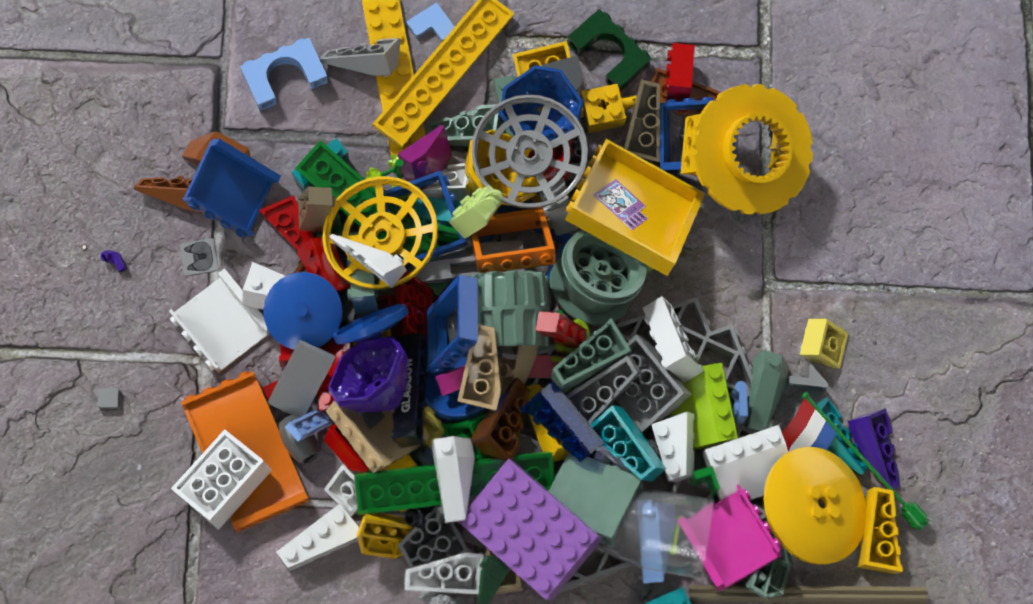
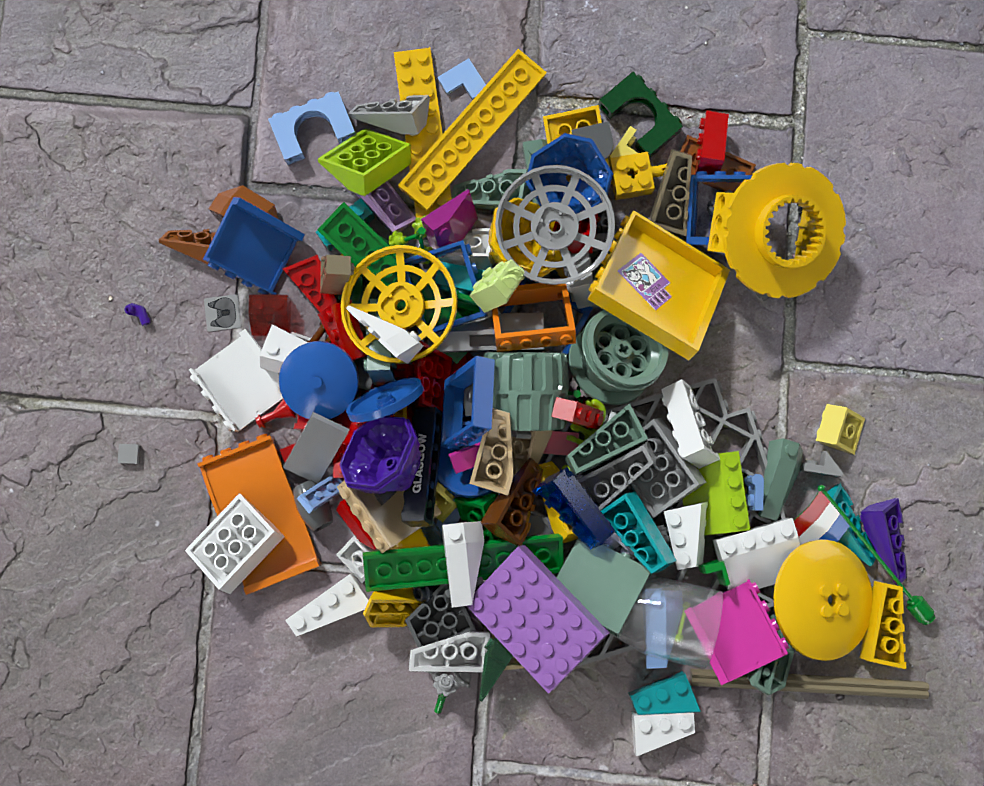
camera: 10 degrees right, 10 degrees up
(244, 250) = (269, 311): none -> clear red slope
(267, 347) = (281, 411): none -> red piece
(341, 101) = (366, 160): none -> lime slope
(355, 138) = (389, 208): none -> lavender slope
(595, 77) = (627, 140): none -> light yellow slope

